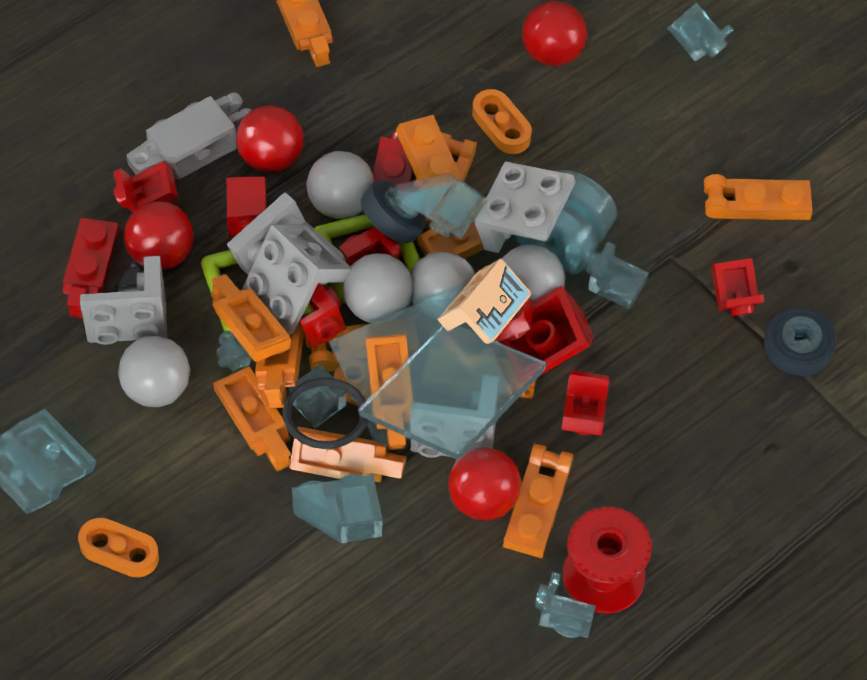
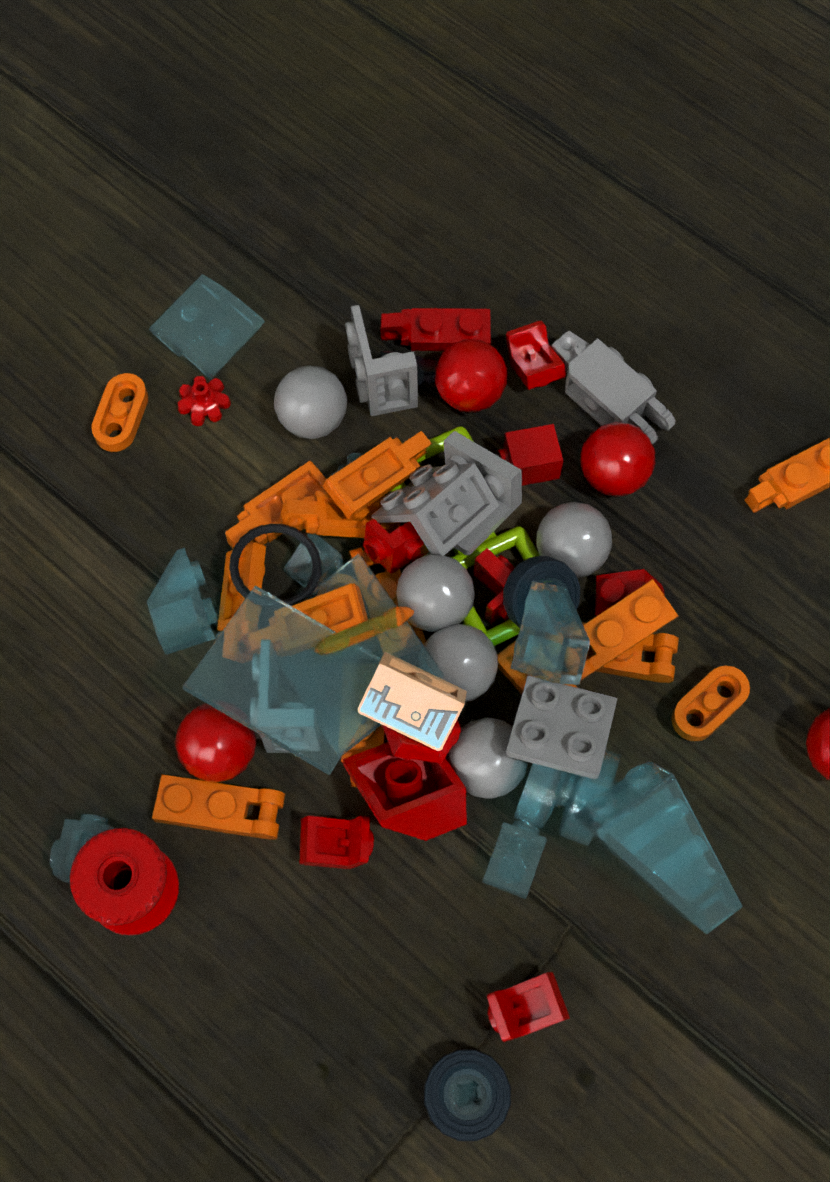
camera: 85 degrees right, 10 degrees up
(116, 477) = (203, 400): none -> red plant
(405, 315) = (365, 630): none -> clear yellow piece
(627, 155) = (661, 841): none -> clear light blue slope
(757, 198) = (672, 1028): orange plate -> none

